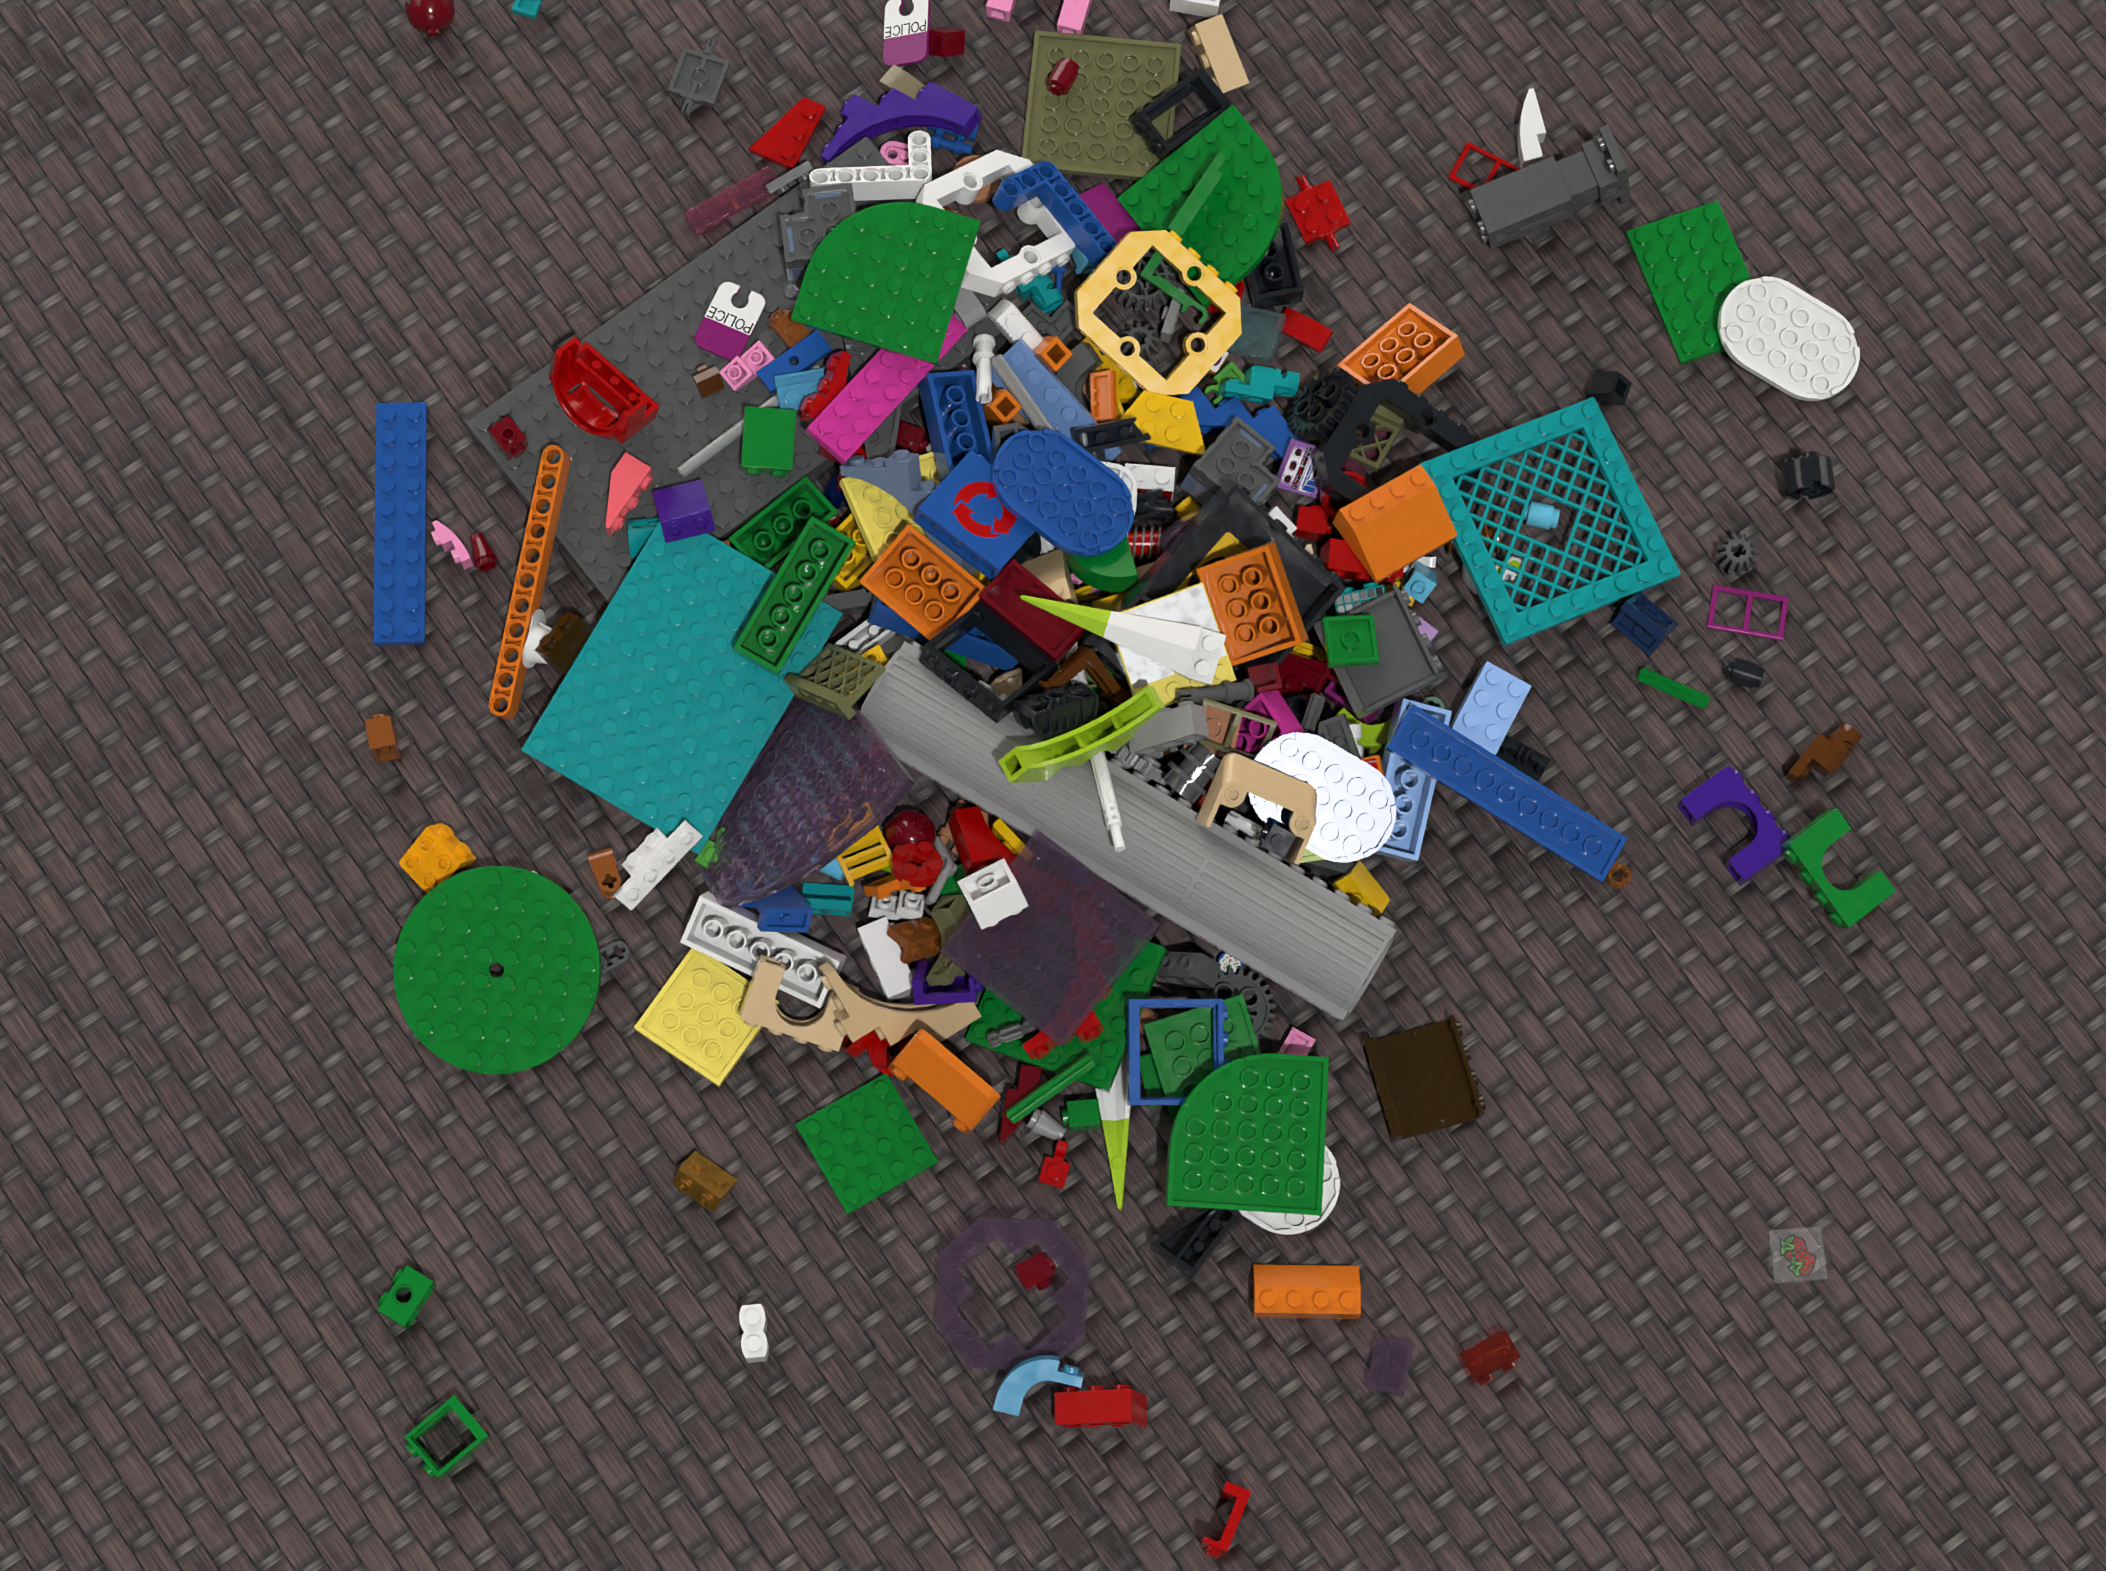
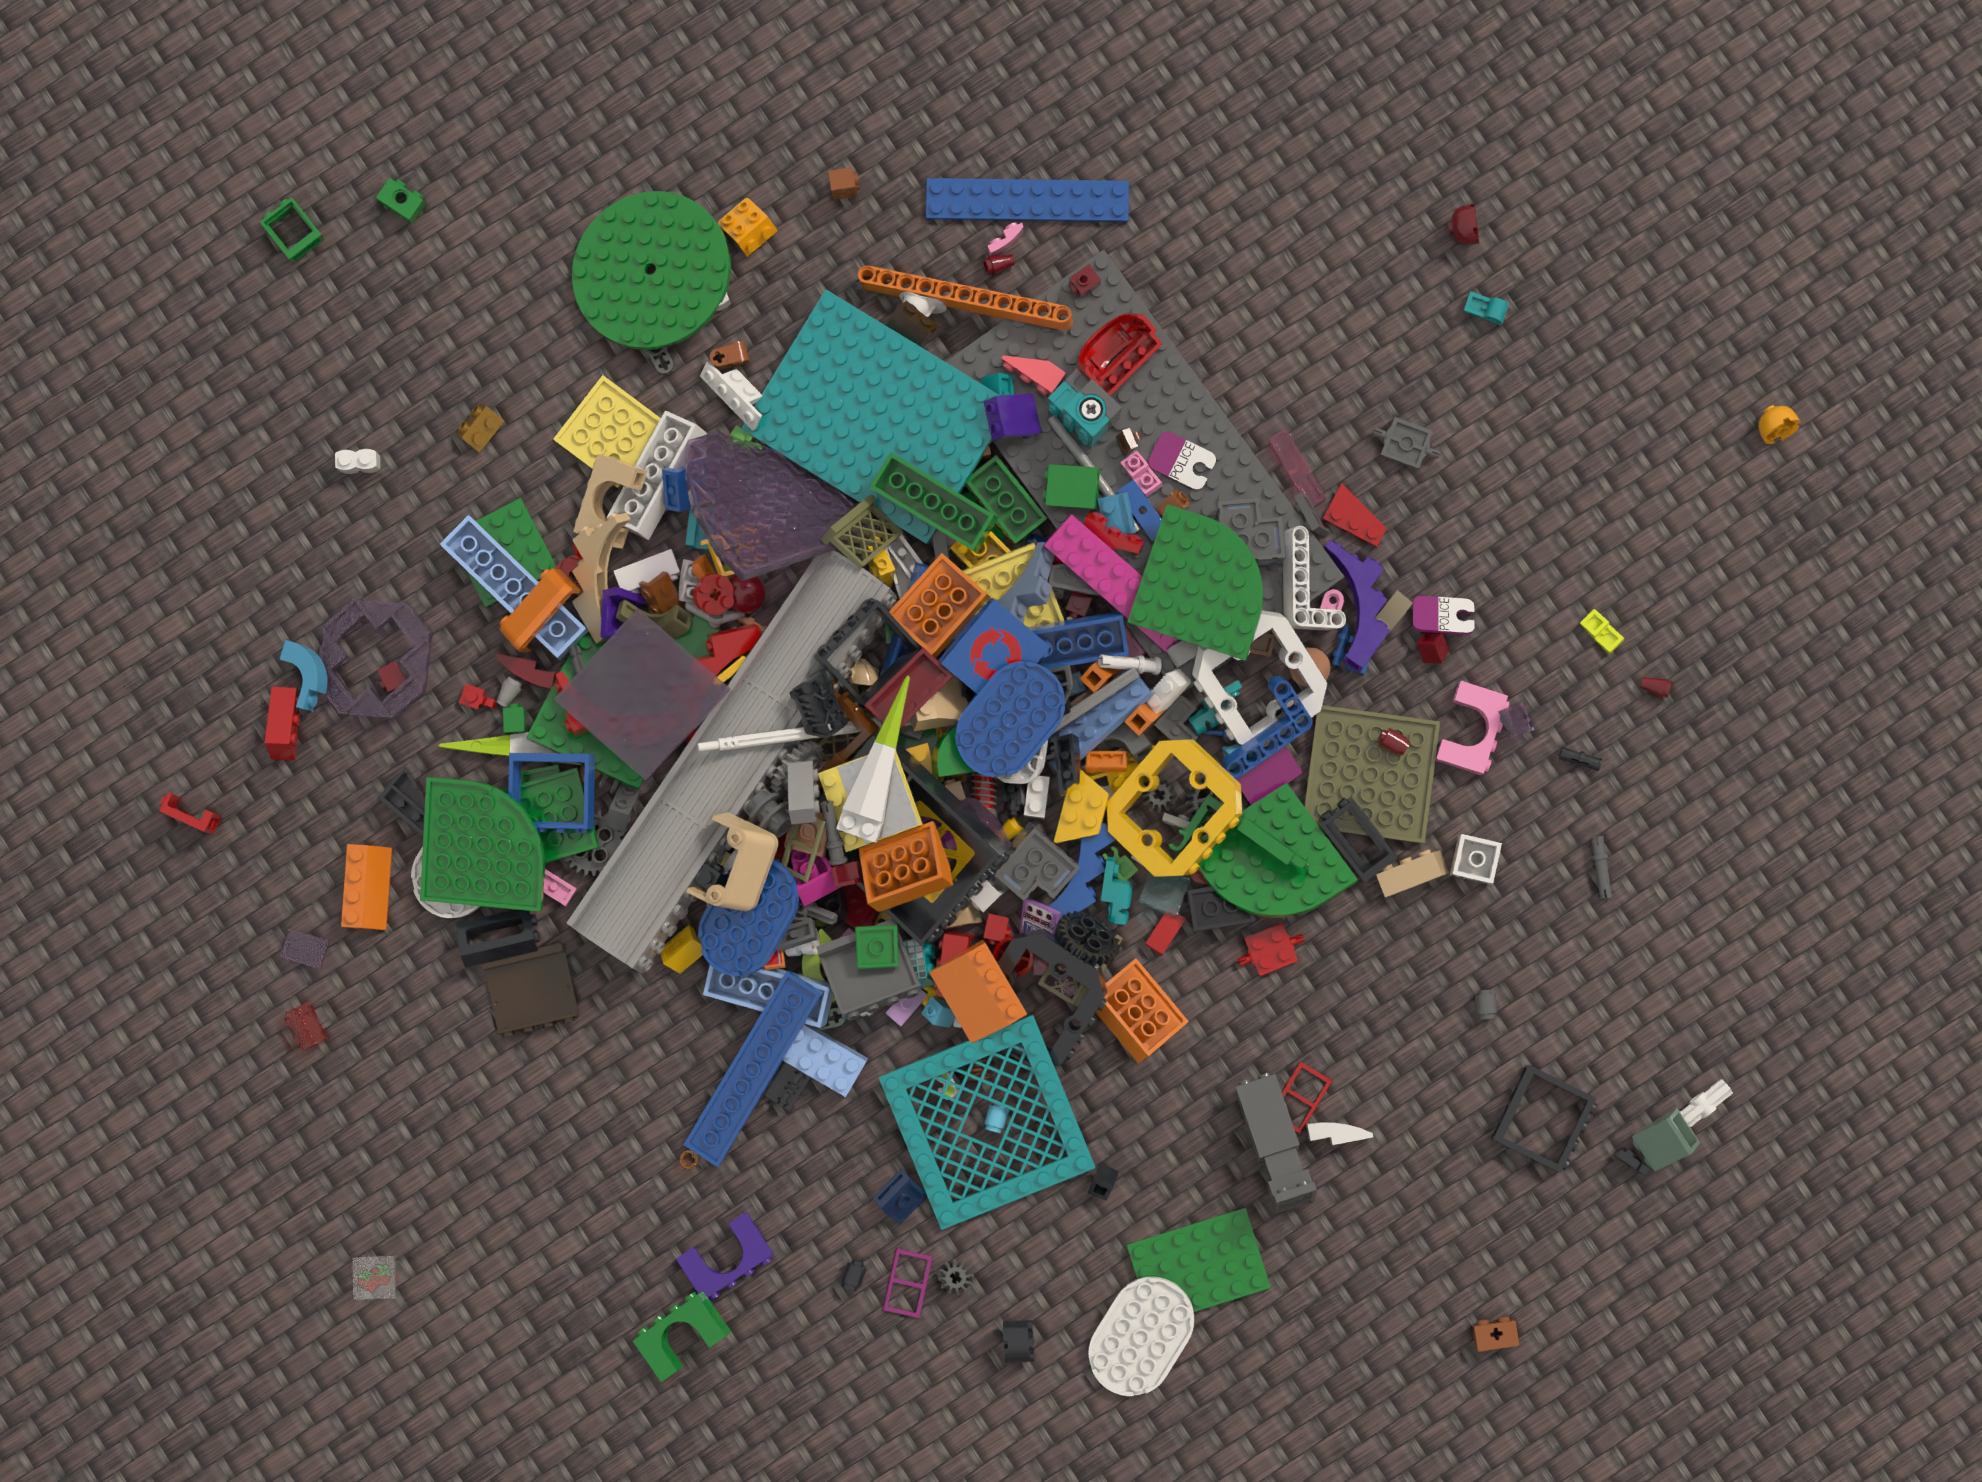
camera: 95 degrees right, 10 degrees up
(670, 425) = (1084, 408): none -> piece
(905, 1127) = (508, 582): none -> light blue brick
(993, 894) = (677, 649): white slope -> none
(1051, 1088) = (530, 693): green axle -> none
(1106, 733) = (788, 719): lime arch -> none
(1377, 1113) = (498, 948): none -> black piece
(1673, 688) = (844, 1216): green axle -> none
(1825, 753) = (781, 1335): reddish brown plate -> none

